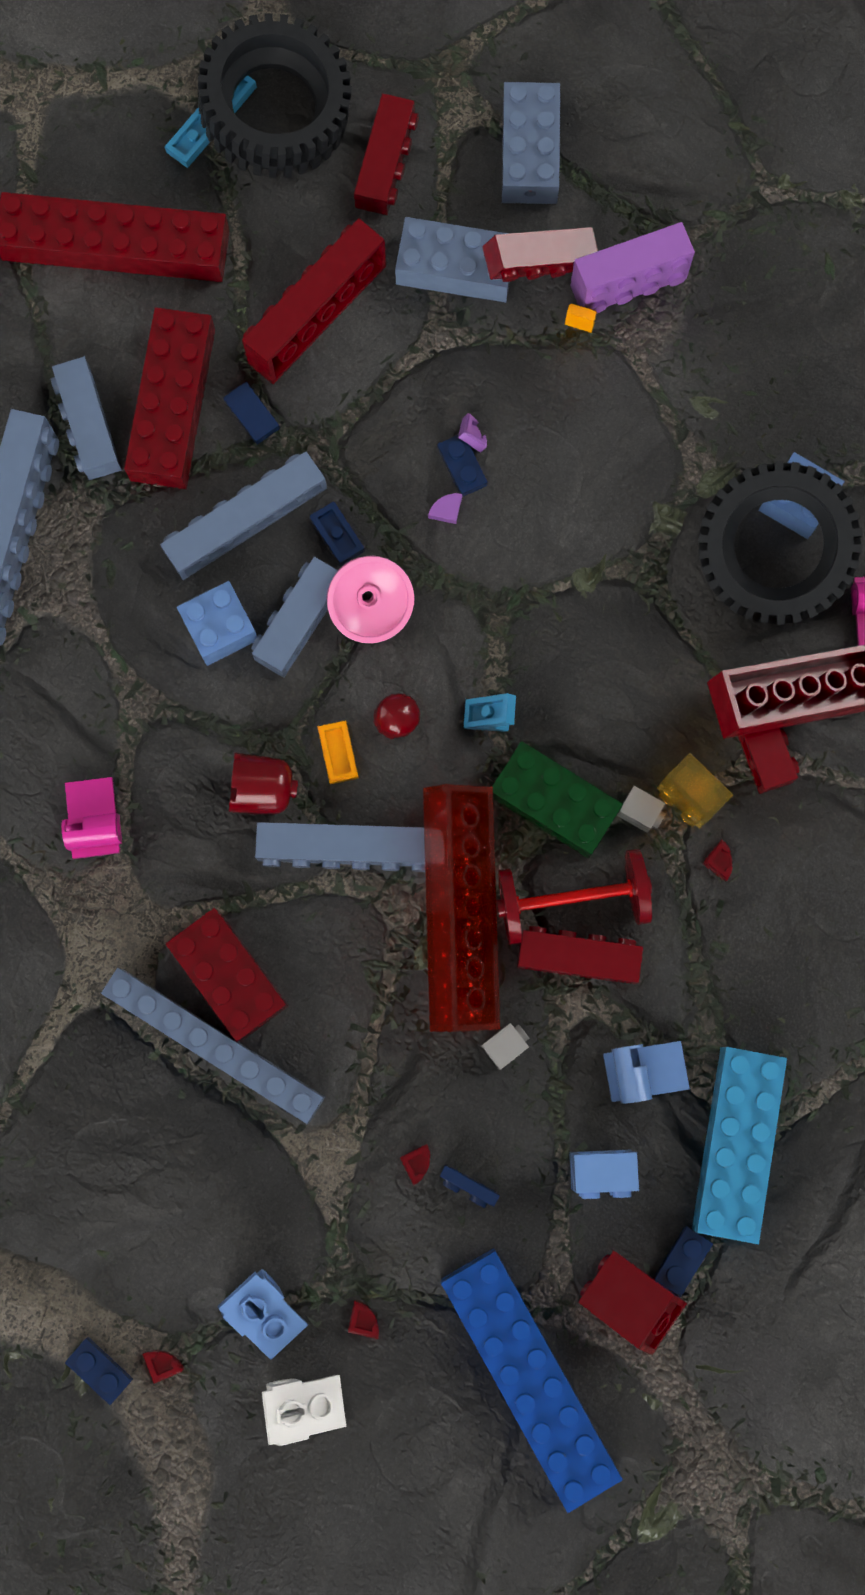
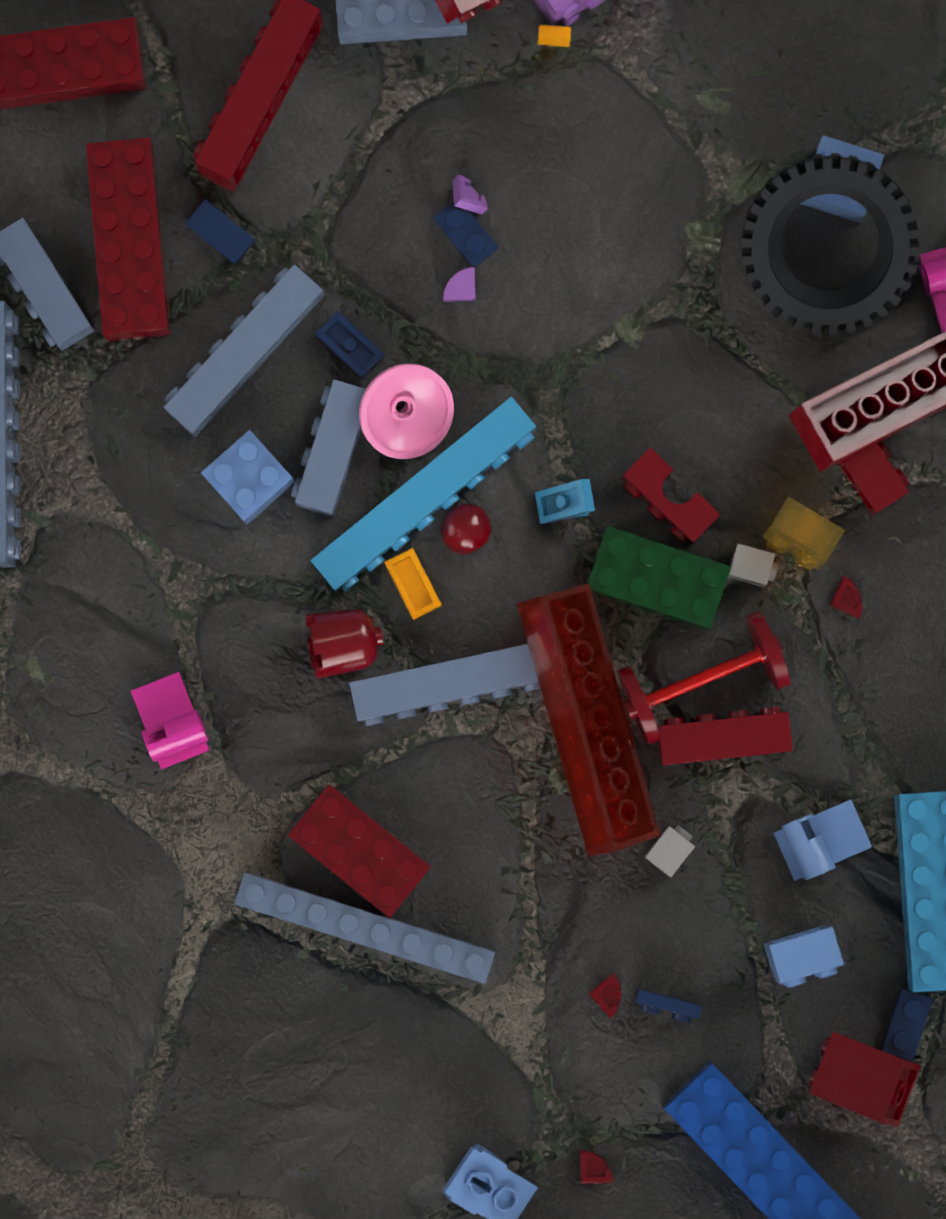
camera: 15 degrees left, 5 degrees up
(367, 676) = (423, 495): none -> dark azure brick
(593, 755) = (686, 519): none -> dark red arch

